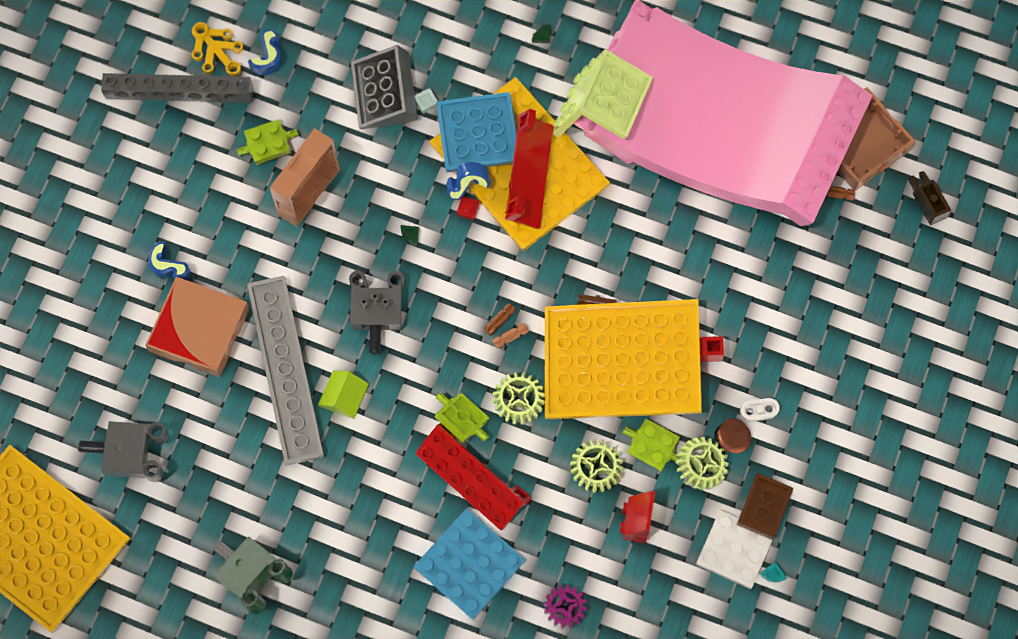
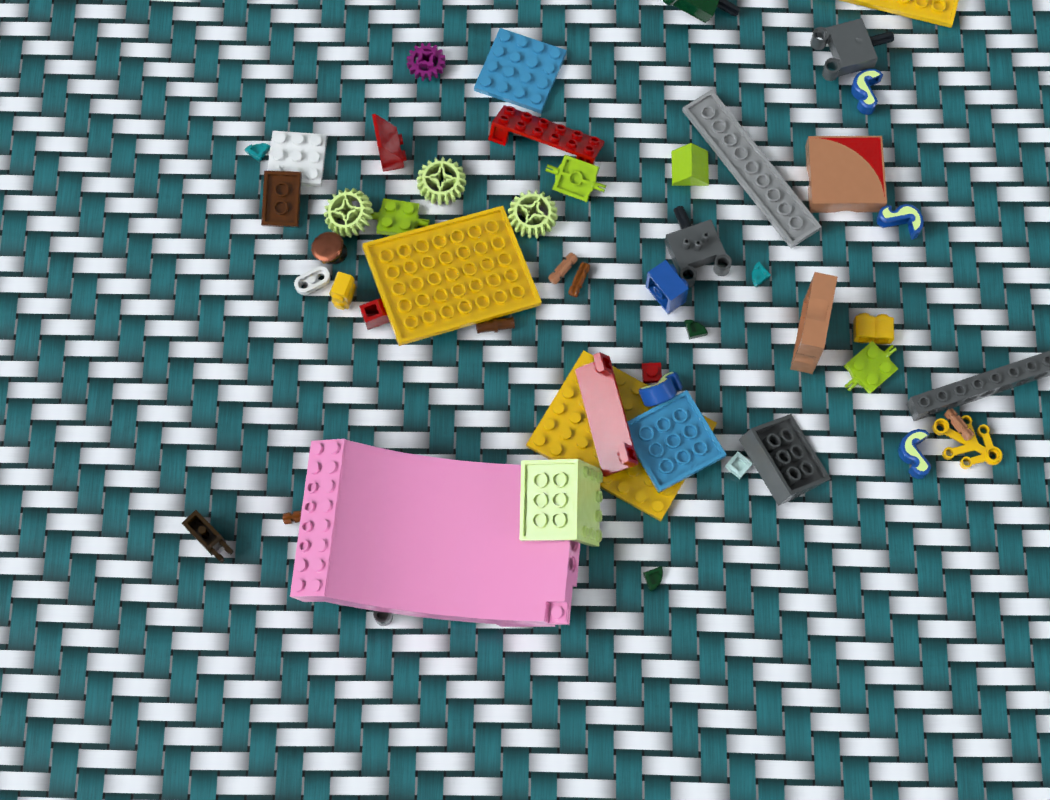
camera: 160 degrees right, 0 degrees up
(137, 410) = (862, 91): none -> blue animal
(216, 60) = (958, 423): none -> nougat axle
(247, 172) = (875, 329): none -> yellow brick
(326, 263) = (759, 274): none -> teal tile
(420, 273) = (667, 286): none -> blue brick
(734, 380) = (343, 290): none -> yellow brick
(874, 146) = (270, 579): nougat tile -> none

